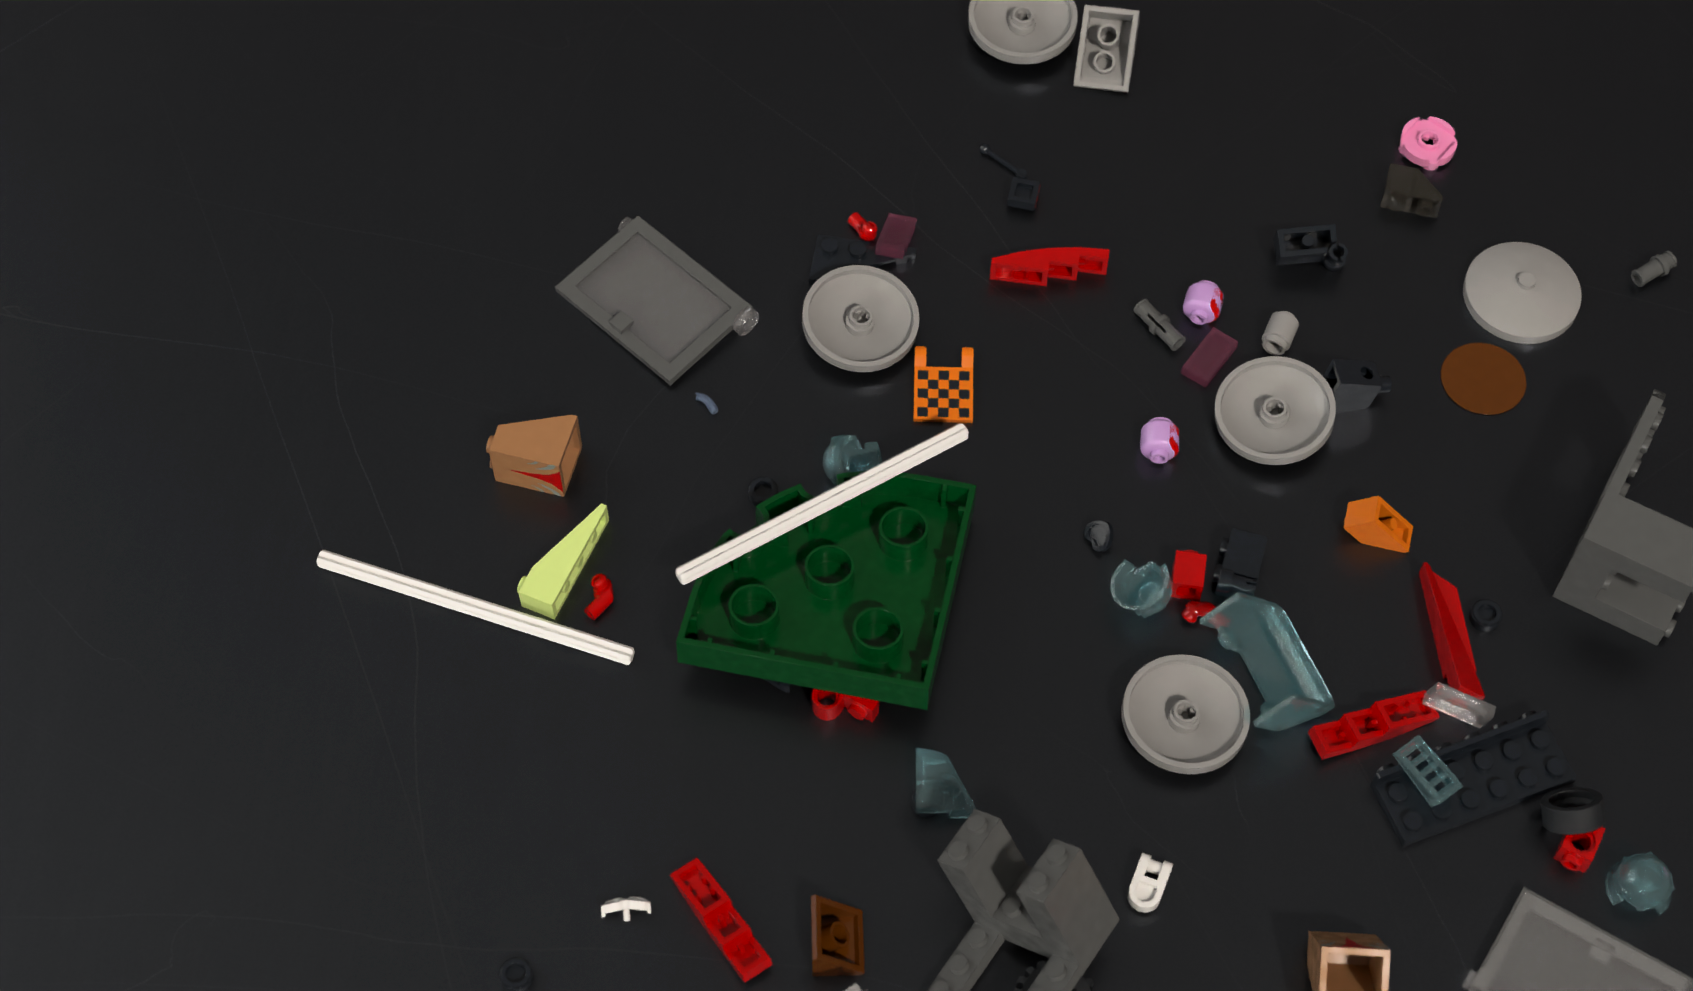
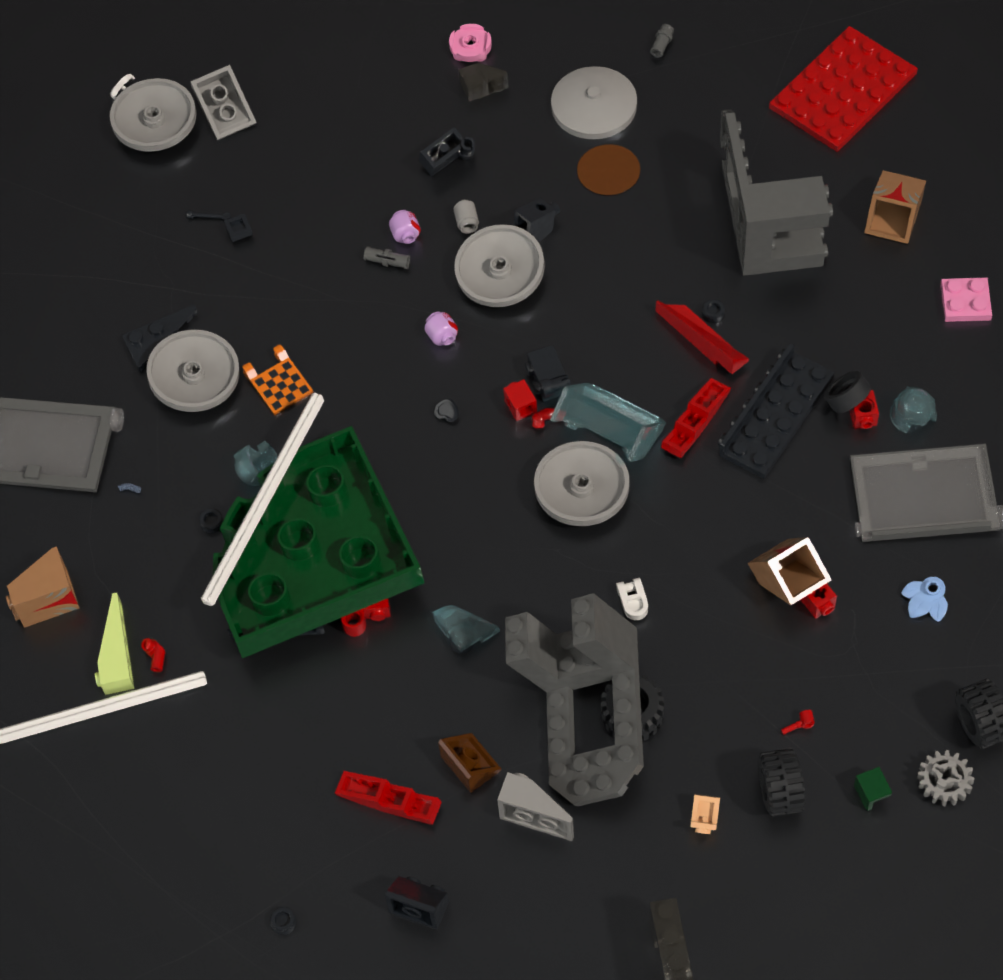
camera: 30 degrees left, 0 degrees up
(617, 904) = (320, 830): white piece -> none
(866, 230) = (153, 312): red arm -> none
(895, 236) = (175, 304): clear pink tile -> none
(1037, 265) = (283, 266): red slope -> none
(1141, 591) = (500, 425): clear light blue helmet -> none
(1209, 357) = (433, 258): clear pink tile -> none
(1378, 524) = (611, 296): orange slope -> none
(1426, 787) = (754, 433): clear light blue slope -> none
(1459, 705) = (737, 373): clear tile -> none

